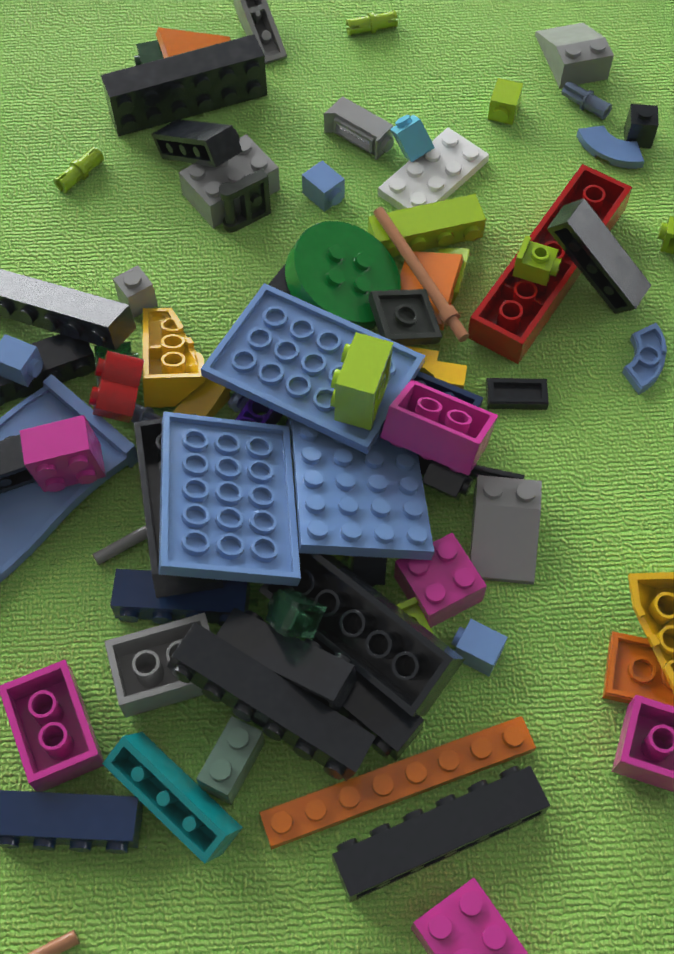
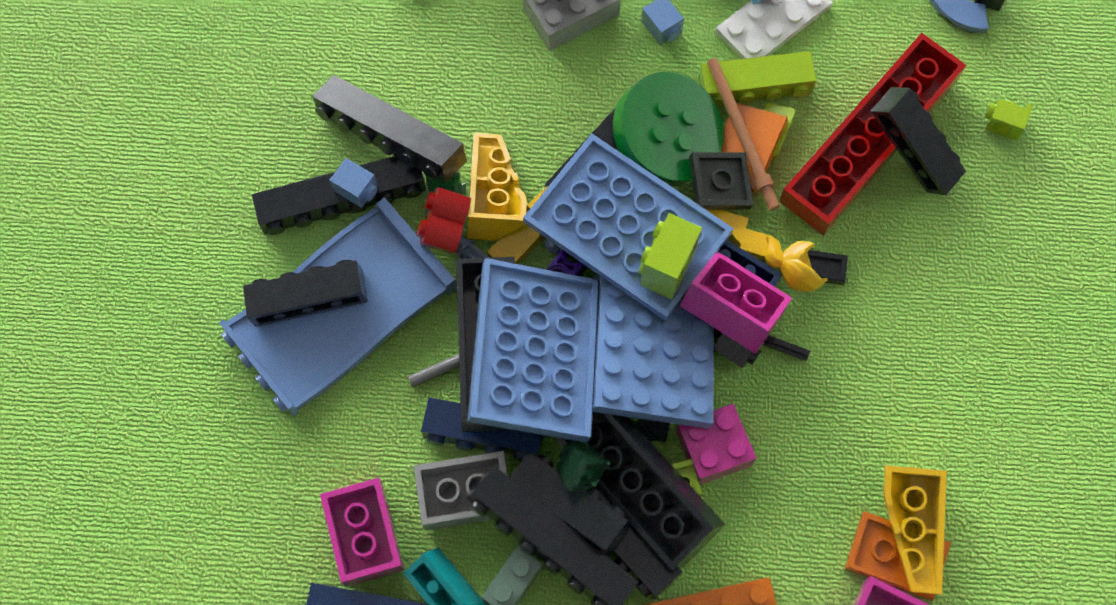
camera: 10 degrees right, 10 degrees up
(62, 454) = (390, 286): dark pink brick -> none
(135, 290) = (468, 116): light grey brick -> none
(253, 199) = (591, 28): pearl dark grey plate -> none
(479, 646) = (741, 510): medium blue brick -> none
(497, 393) = (794, 265): none -> yellow hair
(505, 528) = (783, 402): light grey slope -> none
(536, 262) = (848, 145): lime brick -> none
(648, 358) = (950, 246): medium blue tile -> none

